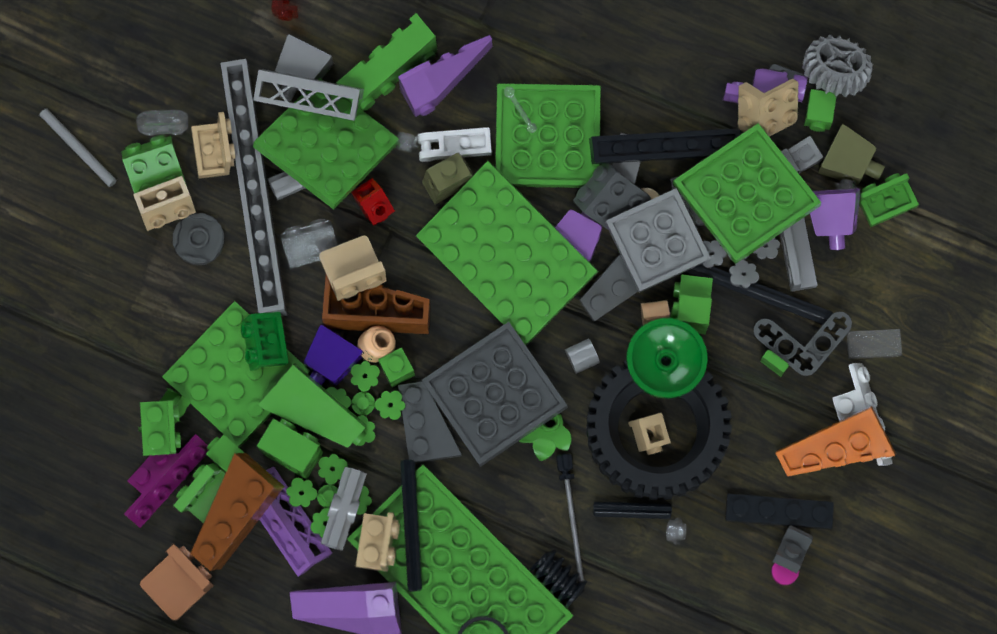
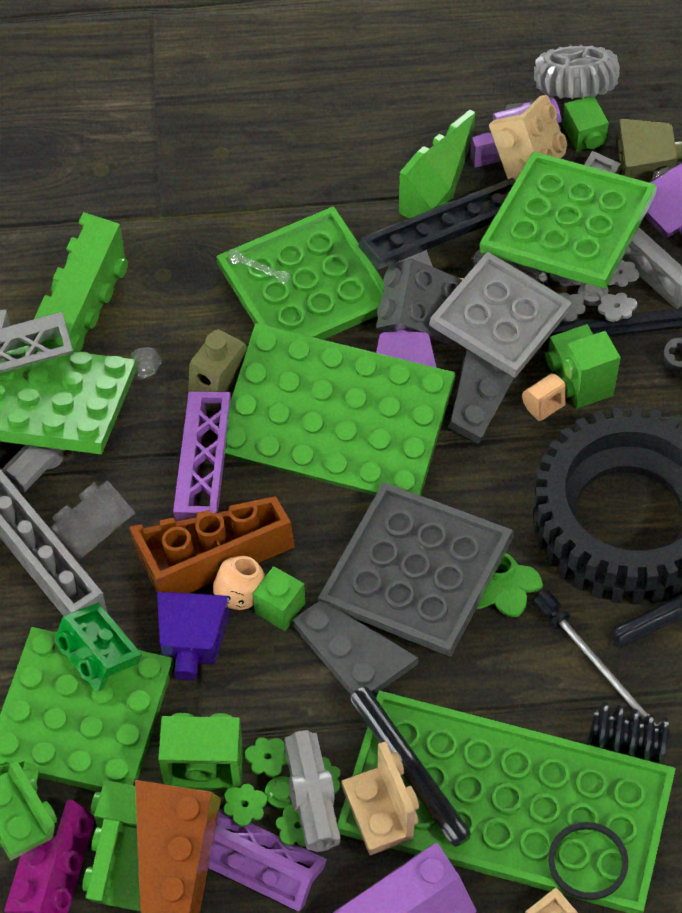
camera: 30 degrees left, 20 degrees down
(309, 405) = (204, 686): bright green slope -> none
(352, 267) = (164, 504): tan bracket -> none
(364, 403) = (261, 662): bright green plant -> none
(373, 201) = (143, 435): red brick -> none
(400, 227) = (194, 453): none -> medium lavender fence
(429, 84) = (139, 281): medium lavender wedge -> none
(466, 142) = (227, 319): white plate -> none
(582, 356) = (491, 480): light grey brick -> none
(656, 428) = (626, 518): tan brick -> none
(672, 340) = (602, 392): green dish -> none
(679, 104) = (434, 173): none -> bright green wedge

